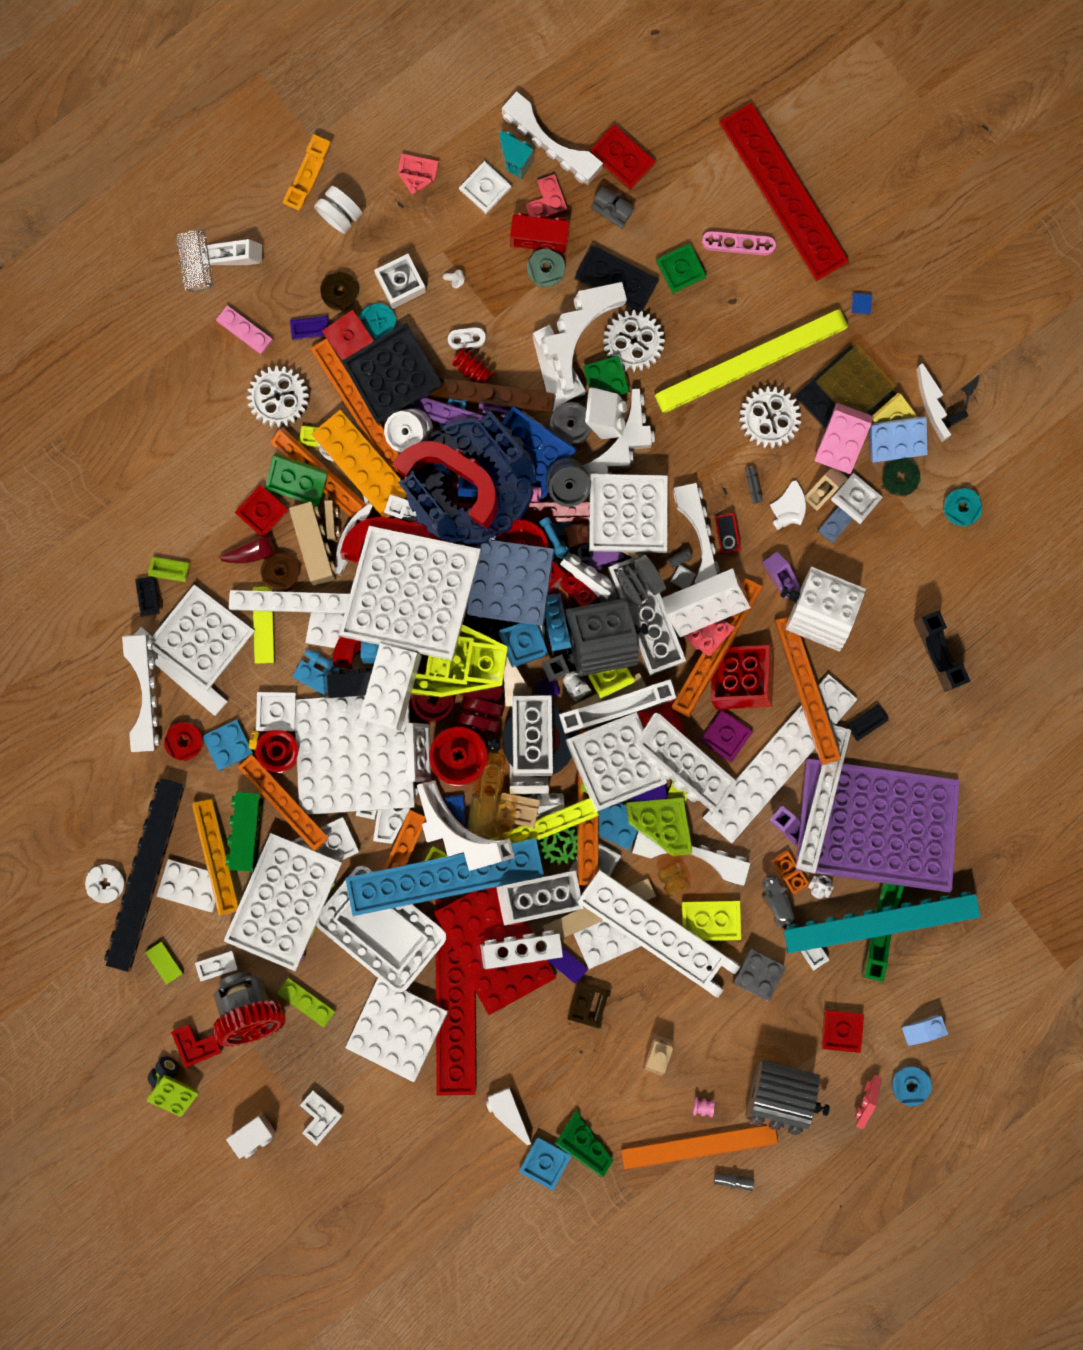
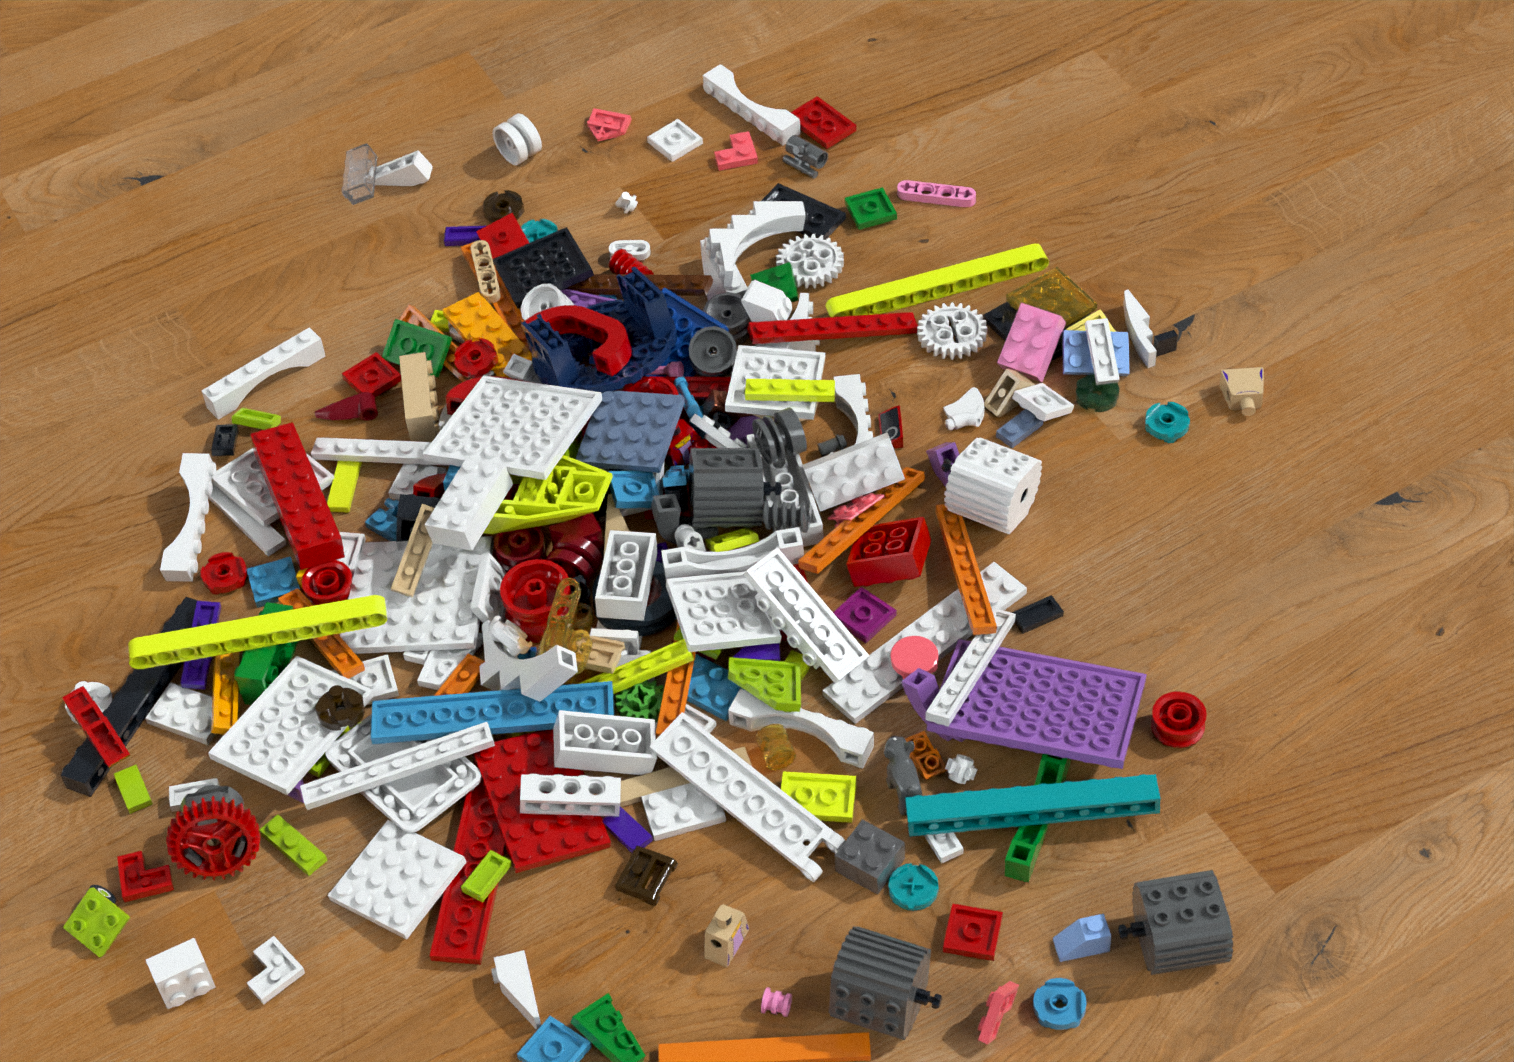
camera: 15 degrees right, 35 degrees down
(123, 921) = (96, 726): none -> red slope
(147, 533) = (229, 391): none -> white arch
(186, 827) = (196, 671): none -> dark purple plate
(231, 667) = (297, 496): none -> red brick
(238, 829) = (257, 632): none -> neon yellow beam
(244, 330) = (396, 233): bright pink plate -> none
(273, 380) = (416, 284): white gear -> none
(283, 582) = (376, 427): reddish brown plate -> none
(308, 173) = (504, 109): light orange slope -> none
(330, 882) = (340, 697): none -> dark brown plate
(331, 513) = (445, 382): tan plate -> none
(339, 382) = (487, 271): none -> tan beam
(351, 728) = (414, 556): none -> tan plate
(366, 496) = (480, 366): none -> red plate
(379, 938) = (397, 765): none -> white plate
(400, 281) = (568, 198): white brick -> none
(446, 807) = (509, 635): none -> white plate
(467, 1023) = (486, 876): none -> lime tile
(516, 154) = (711, 109): teal slope -> none
(539, 233) = (722, 167): red brick -> none
(552, 259) = (720, 209): sand green plate -> none
(644, 528) = (790, 390): none -> neon yellow plate
(656, 663) = (785, 516): none -> dark grey piece
(666, 430) = (832, 328): none -> red plate
(753, 484) = (926, 388): dark grey axle -> none
(775, 786) = (914, 653): none -> coral tile
(783, 192) = (991, 157): red plate -> none
(793, 993) = (913, 887): none -> teal tile
(861, 304) = (1065, 247): blue tile -> none
(905, 446) = (1102, 351): none -> white plate
(931, 633) = (1137, 554): black arch -> none
(998, 818) = (1178, 732): none -> red wheel
(999, 1022) = (1180, 922): none -> dark grey piece
(1026, 468) = (1243, 388): none -> tan torso

